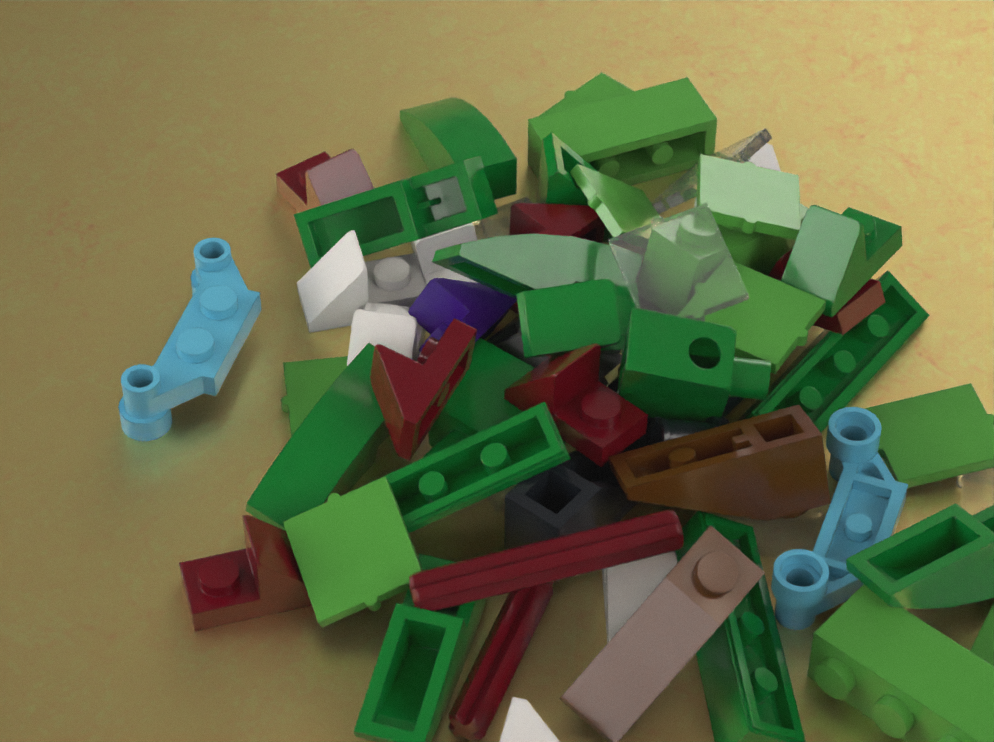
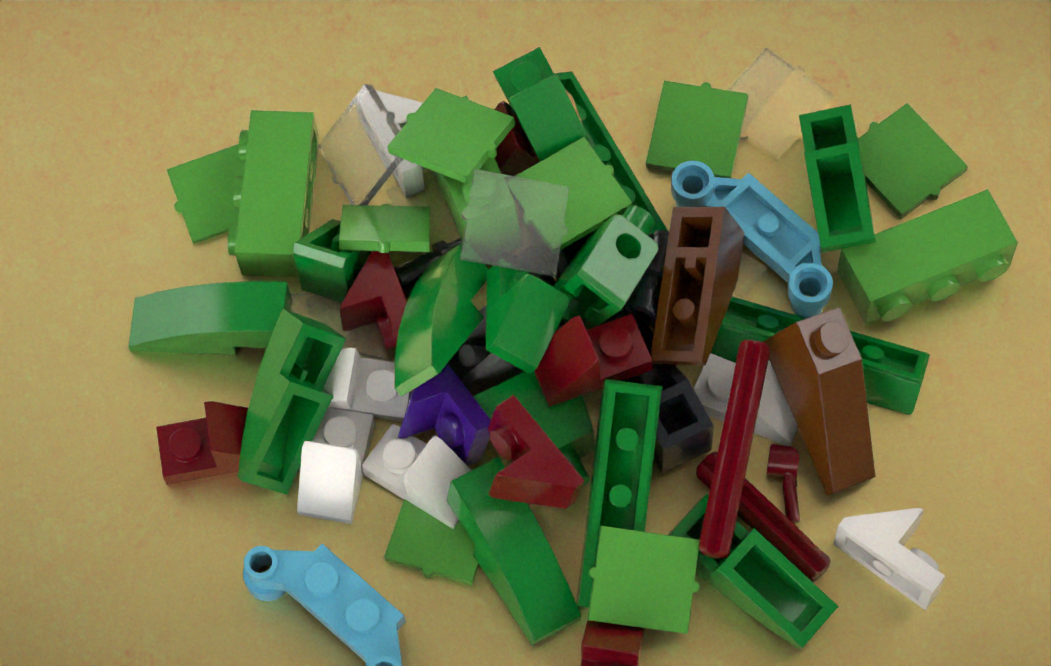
camera: 60 degrees left, 20 degrees up
(578, 650) = (784, 462): none -> dark red hand

